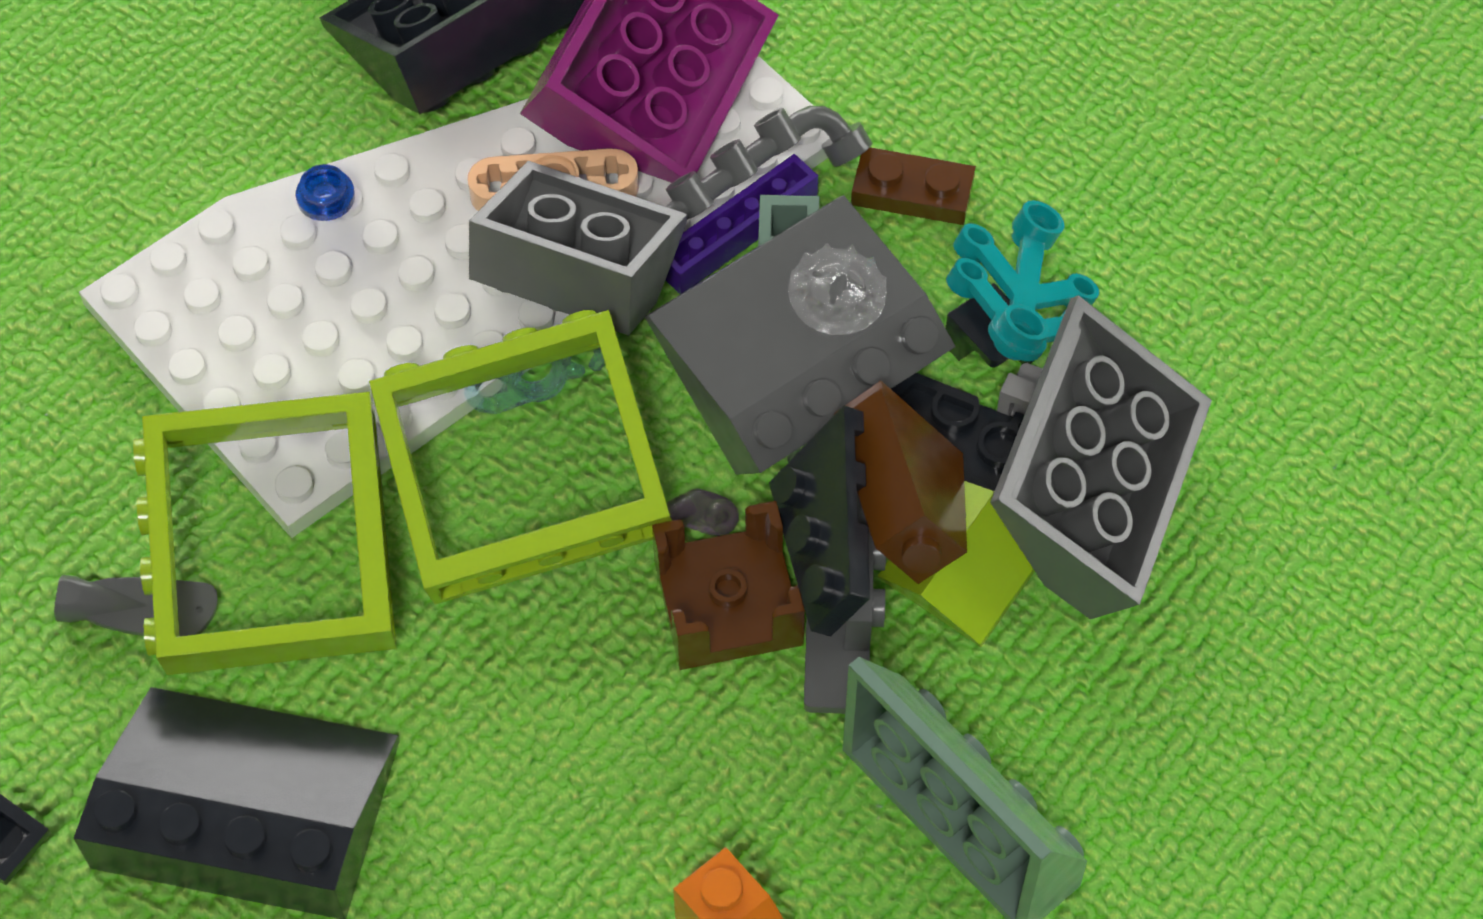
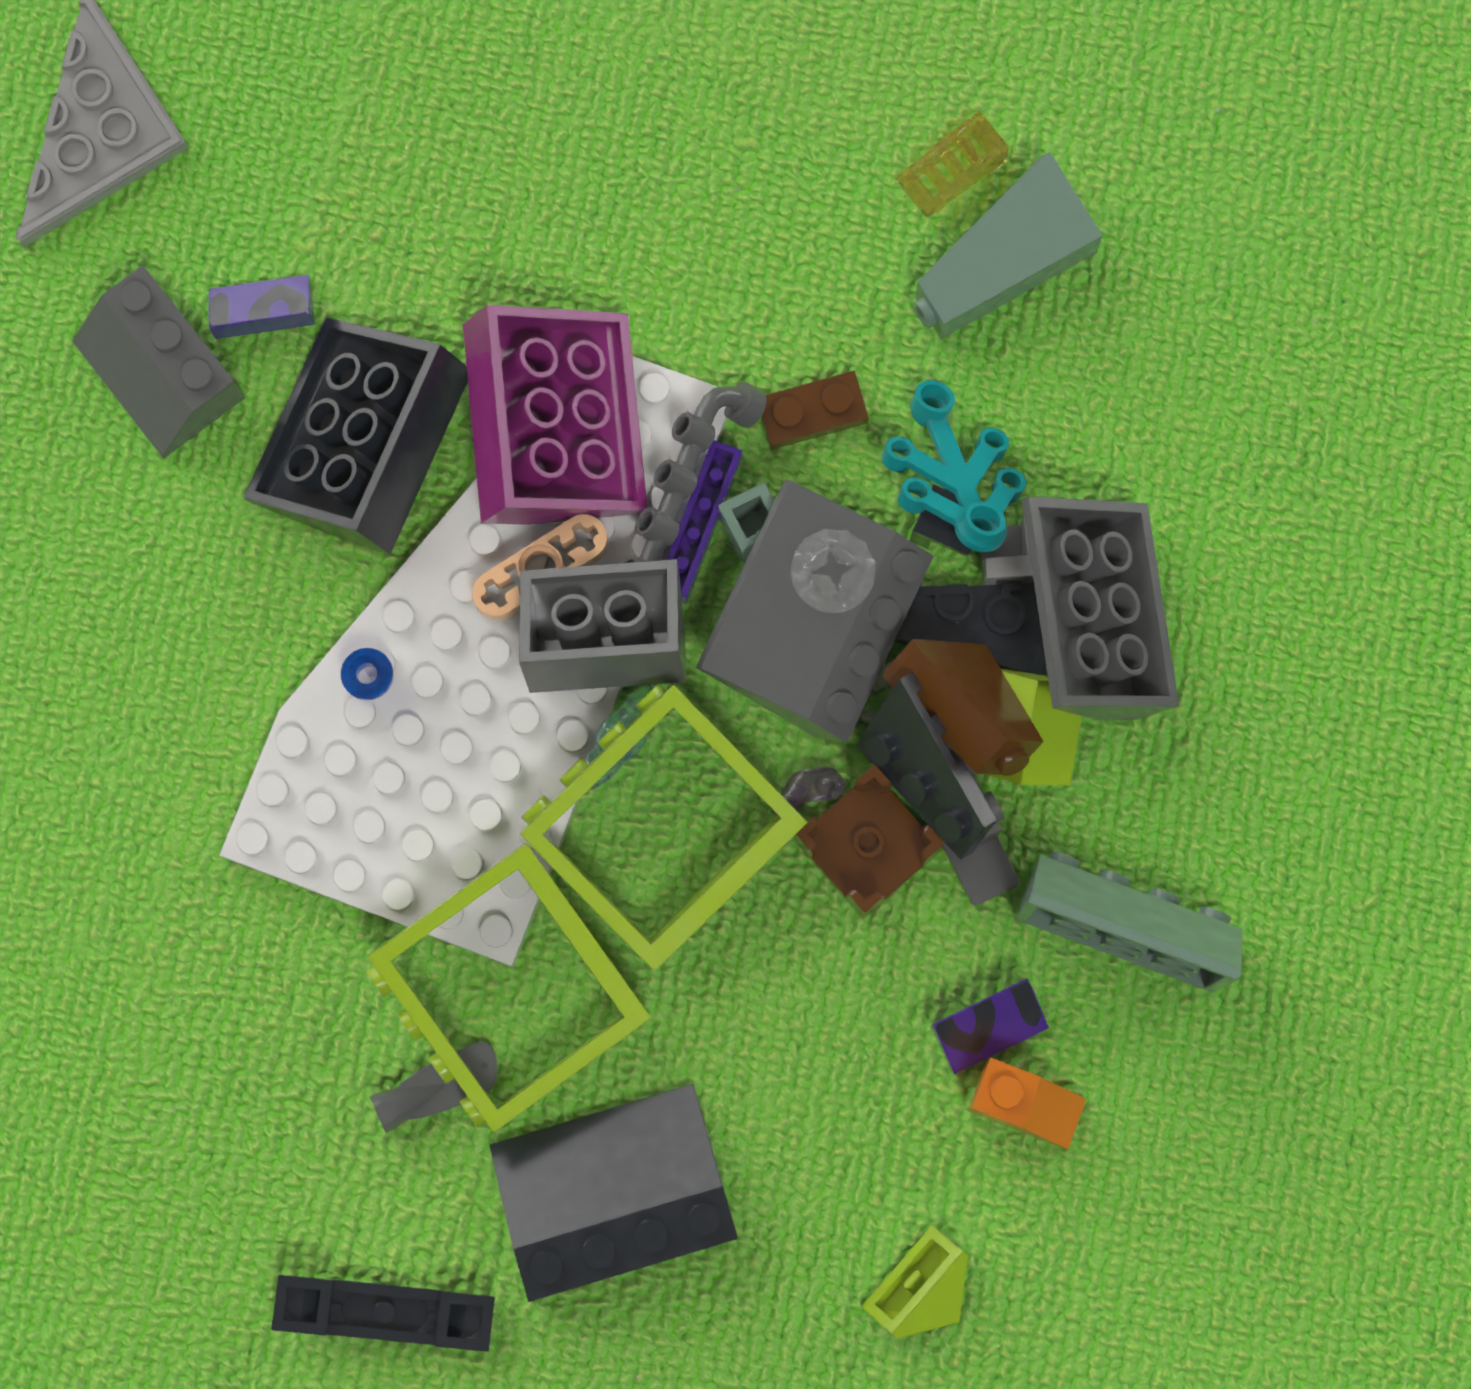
camera: 25 degrees left, 20 degrees up
(762, 832) = (990, 1026): none -> slope
(1191, 131) = (1010, 250): none -> sand green slope
(1196, 23) = (974, 127): none -> clear yellow slope

